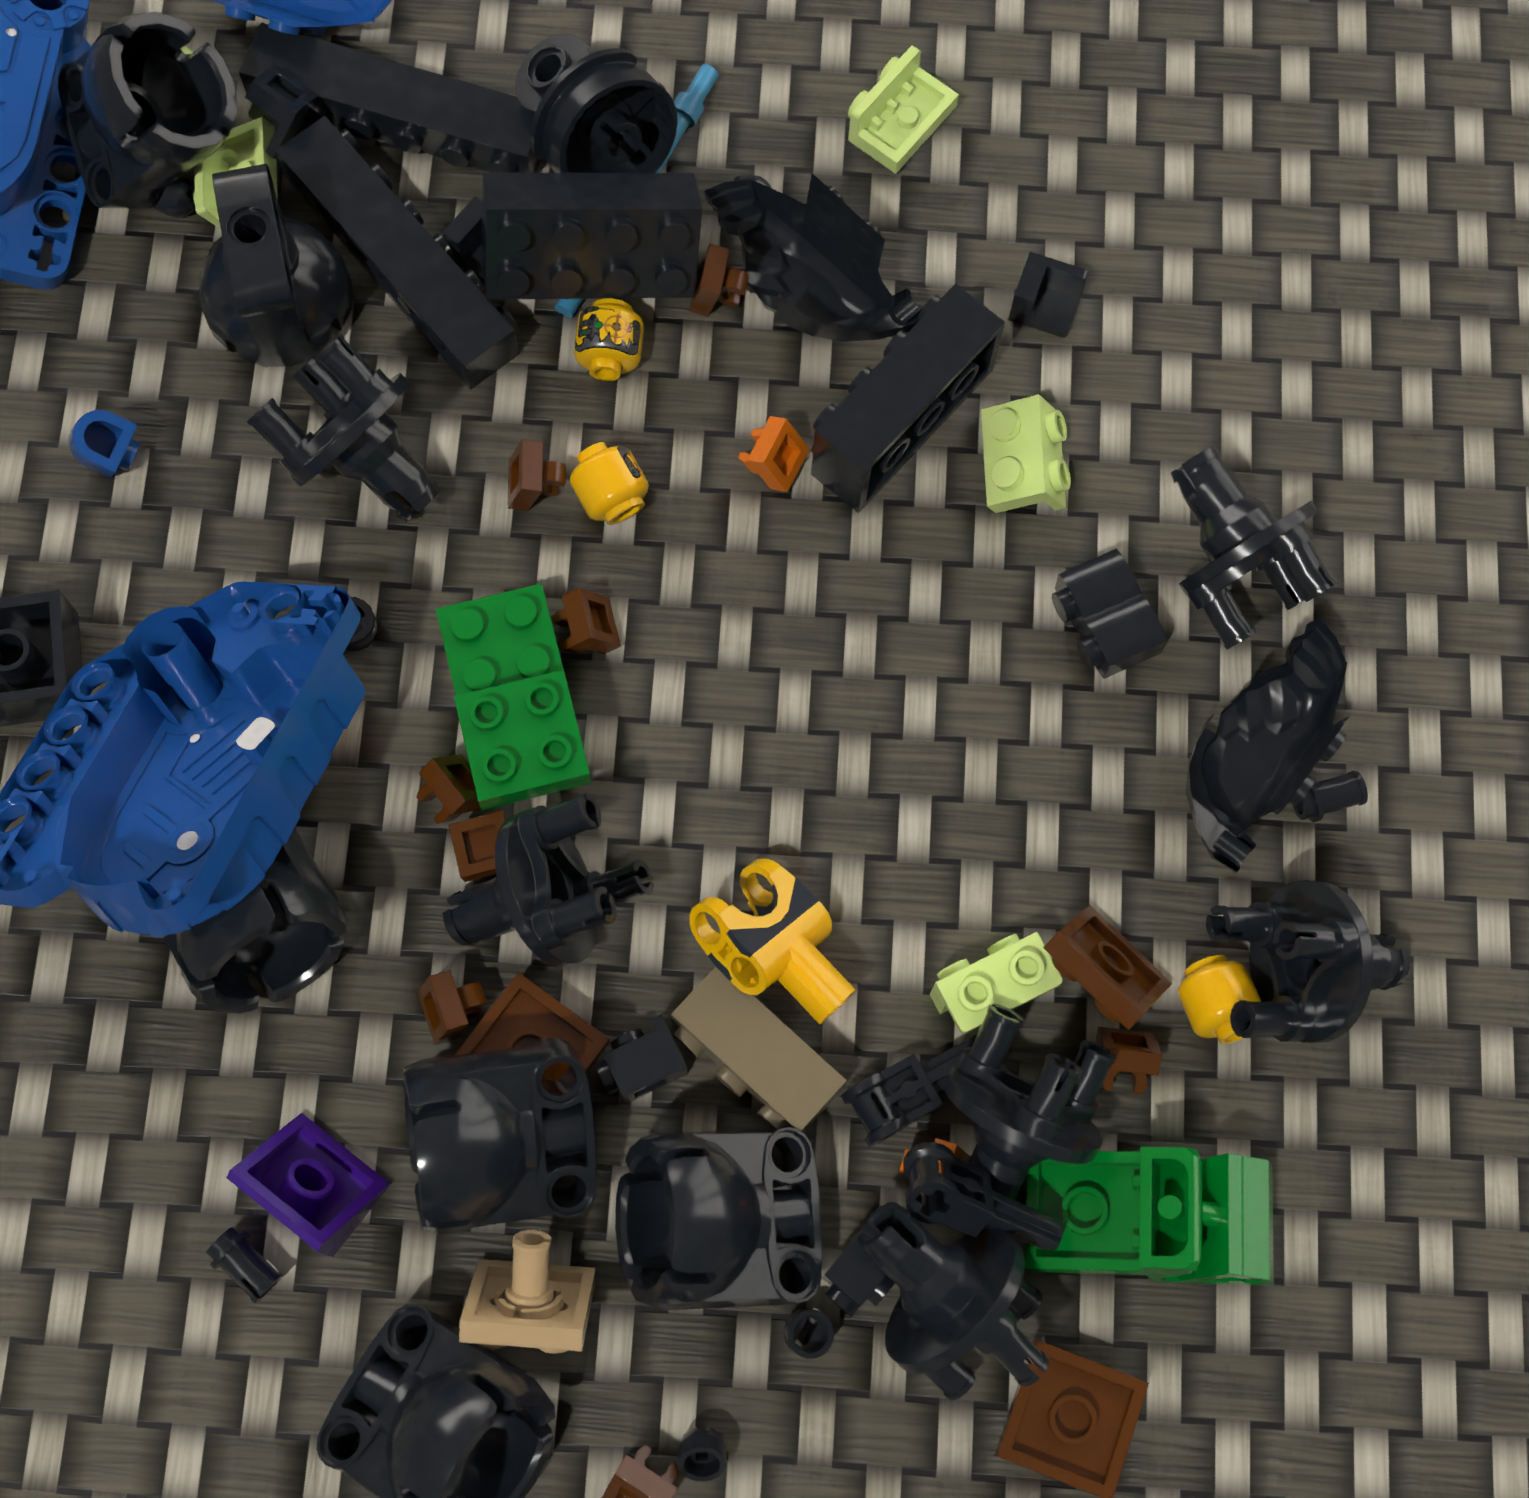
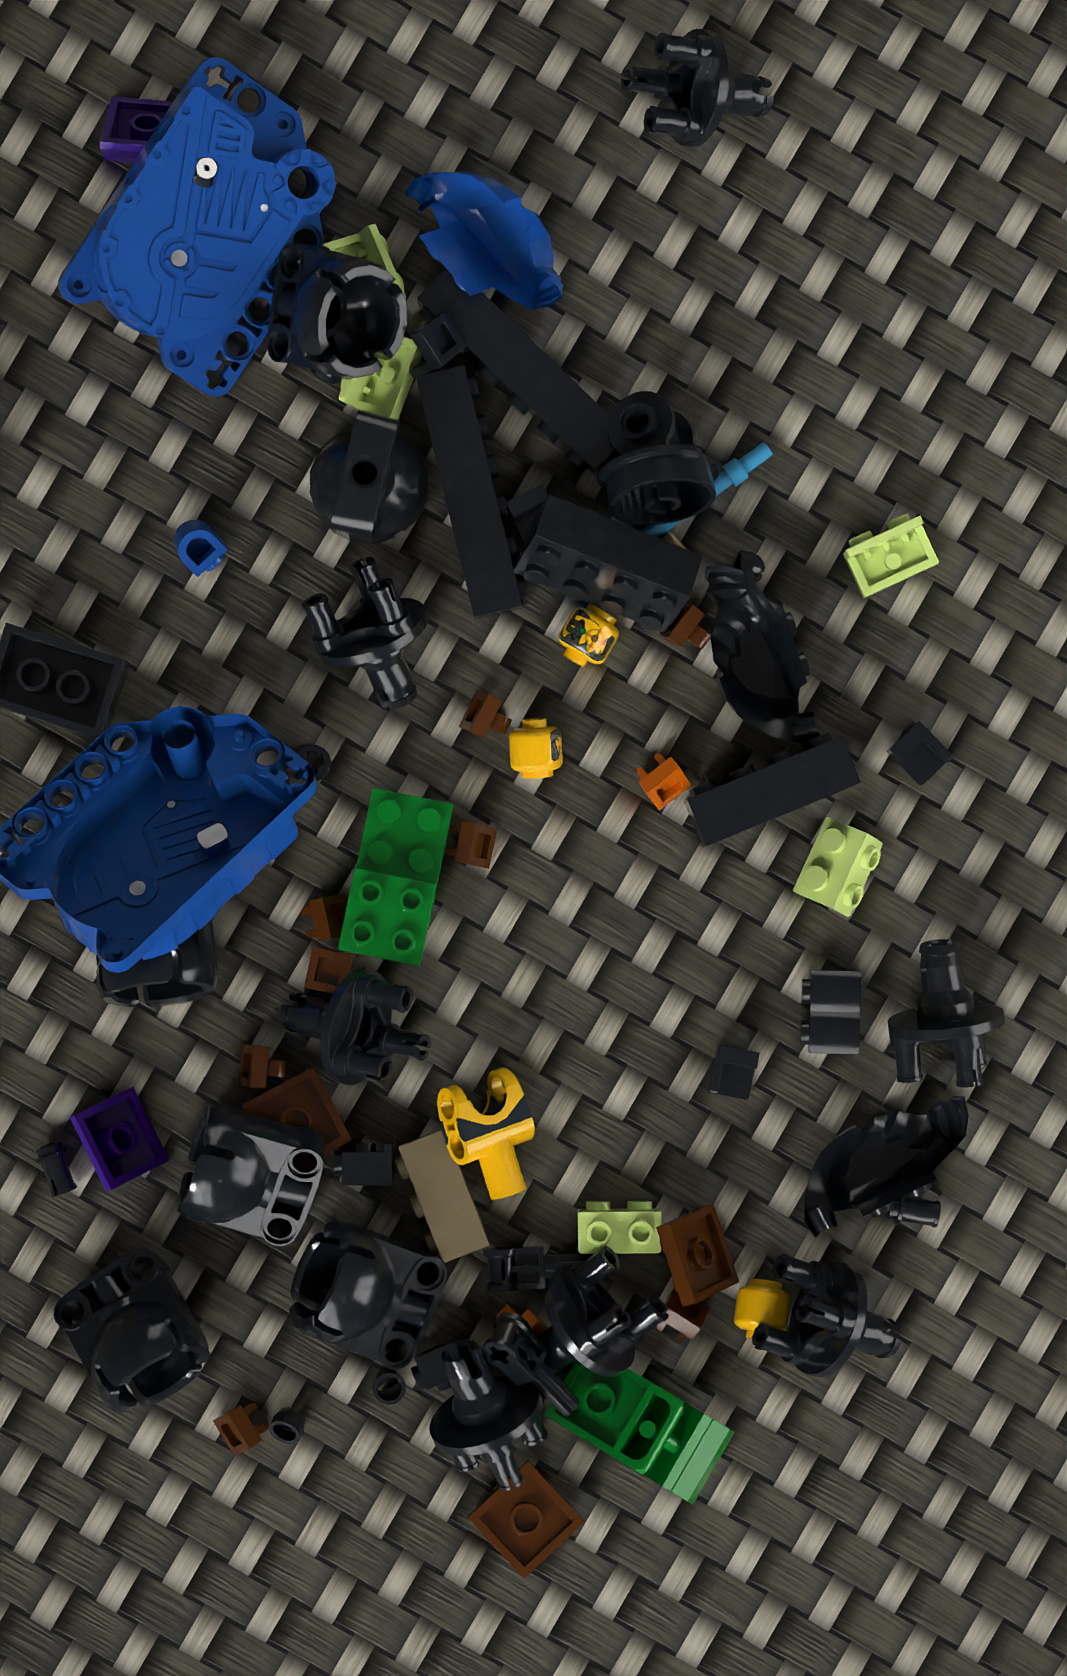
camera: 30 degrees right, 15 degrees up
(528, 1300) = (223, 1283): tan plate -> none
(1028, 735) = (733, 1071): none -> black panel

